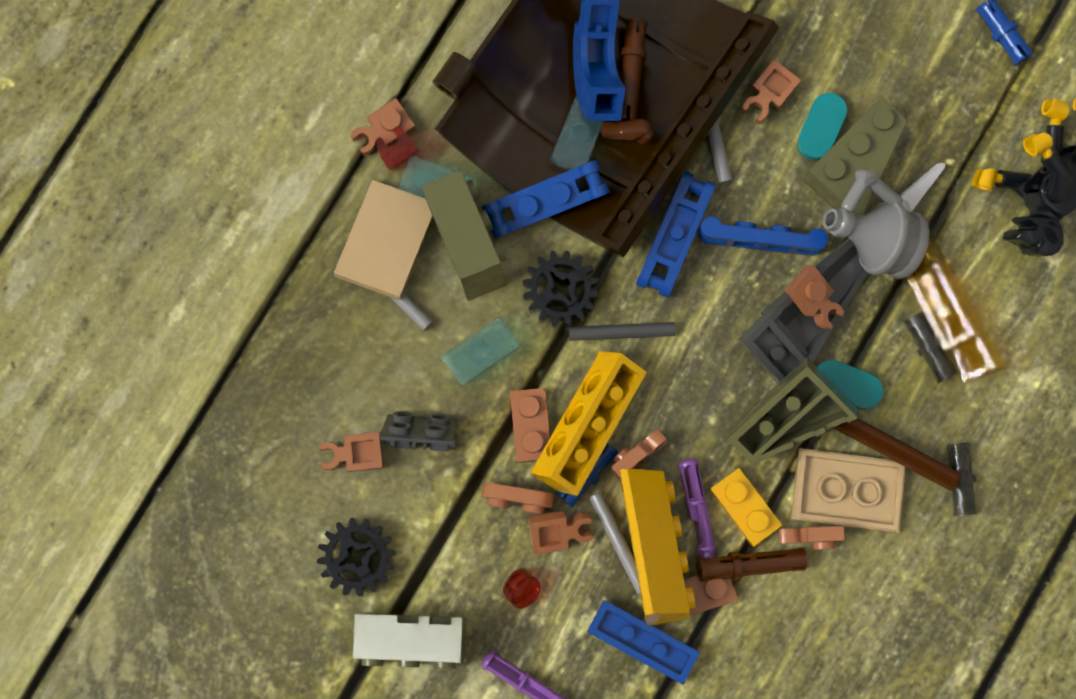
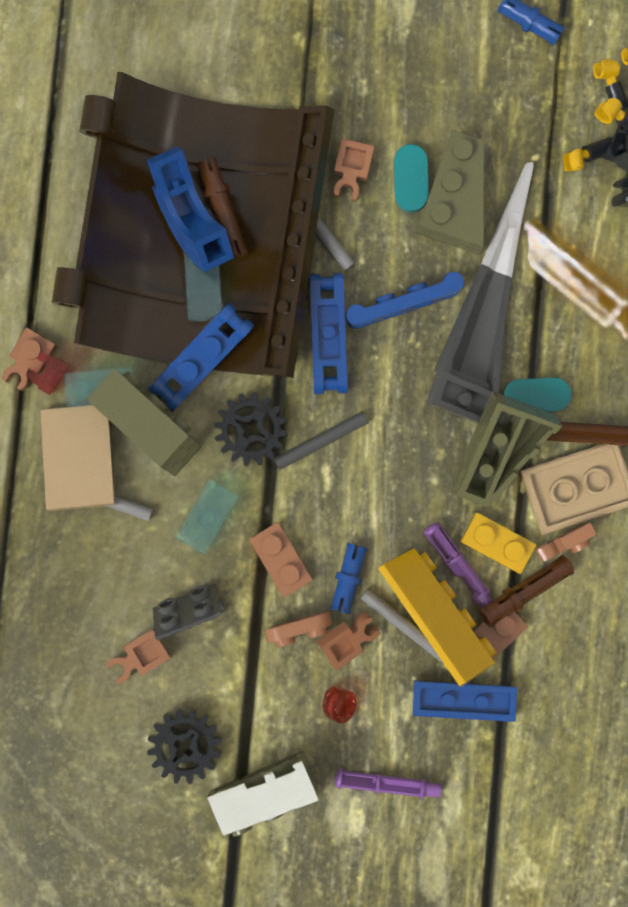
camera: 25 degrees left, 5 degrees up
(588, 422) = (330, 536): yellow brick -> none
(628, 130) = (245, 262): reddish brown arm -> none
(639, 455) = (381, 550): nougat plate -> none
(811, 296) = (471, 334): nougat plate -> none
(888, 236) = (514, 252): light grey piece -> none
(930, 347) = (592, 330): clear smoke pin -> none

